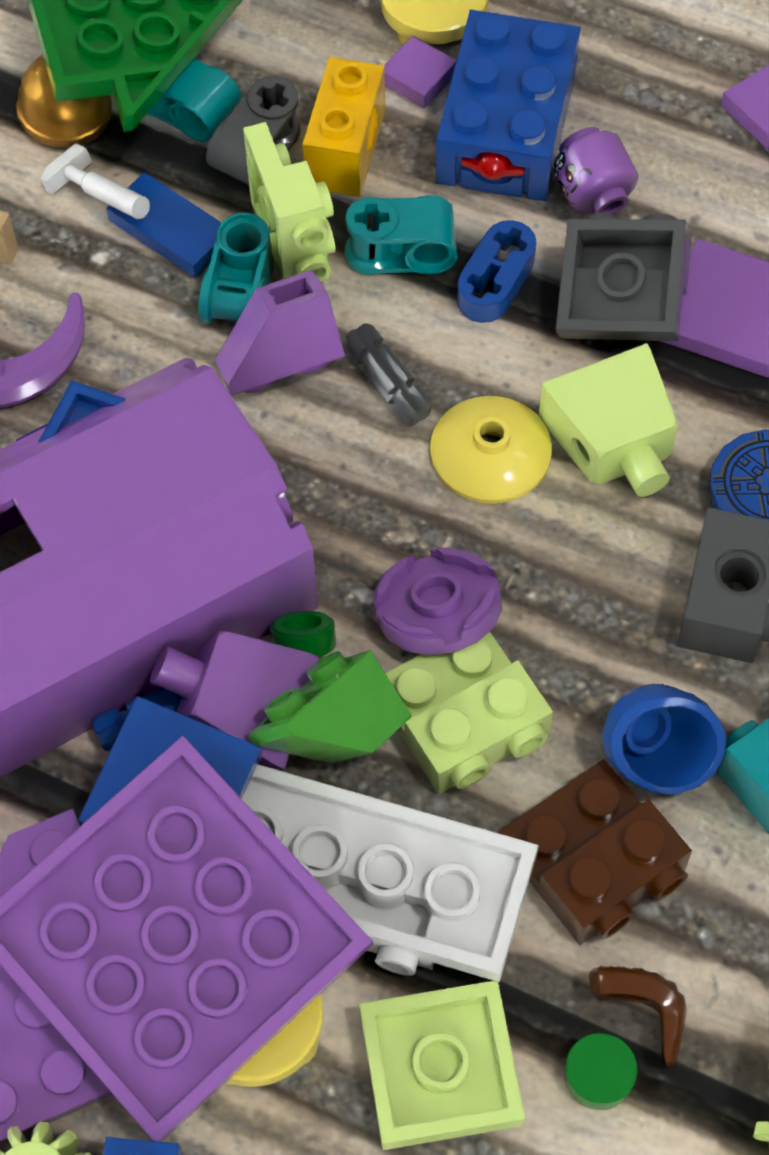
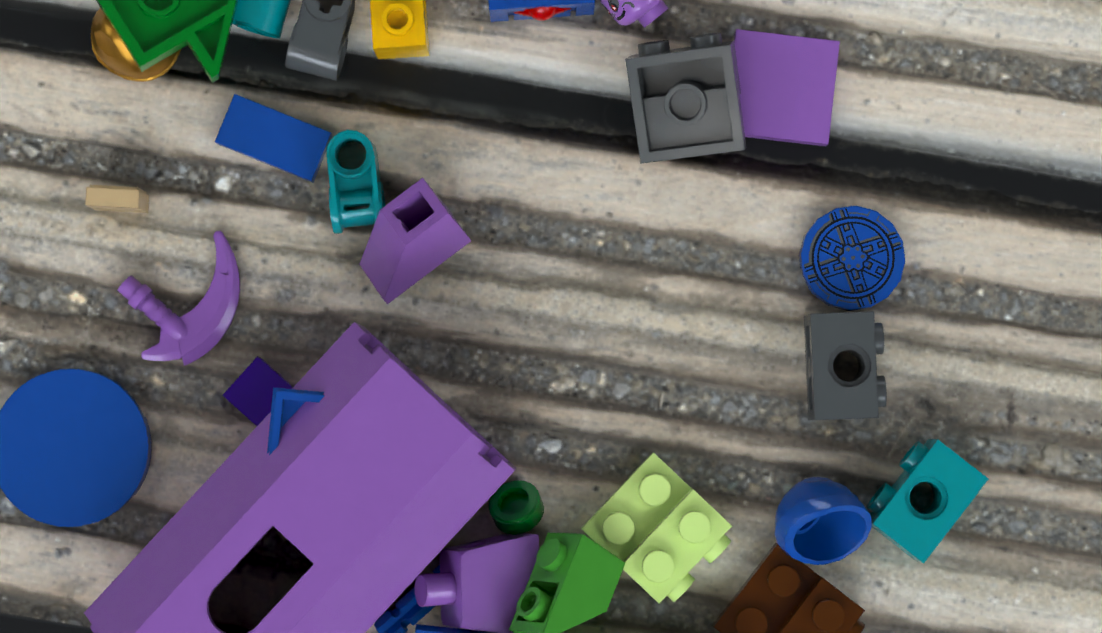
camera: 20 degrees left, 25 degrees up
(70, 167) = (162, 105): white piece -> none
(290, 206) = (391, 125): yellowish green plate -> none
(388, 374) = (509, 239): dark grey axle -> none
(406, 233) = (492, 96): teal piece -> none
(438, 601) = (613, 447): medium lavender tile -> none
(486, 469) = (606, 309): light yellow dish -> none
(507, 275) = (559, 105): blue beam -> none
(614, 419) = (713, 238): yellowish green torso -> none

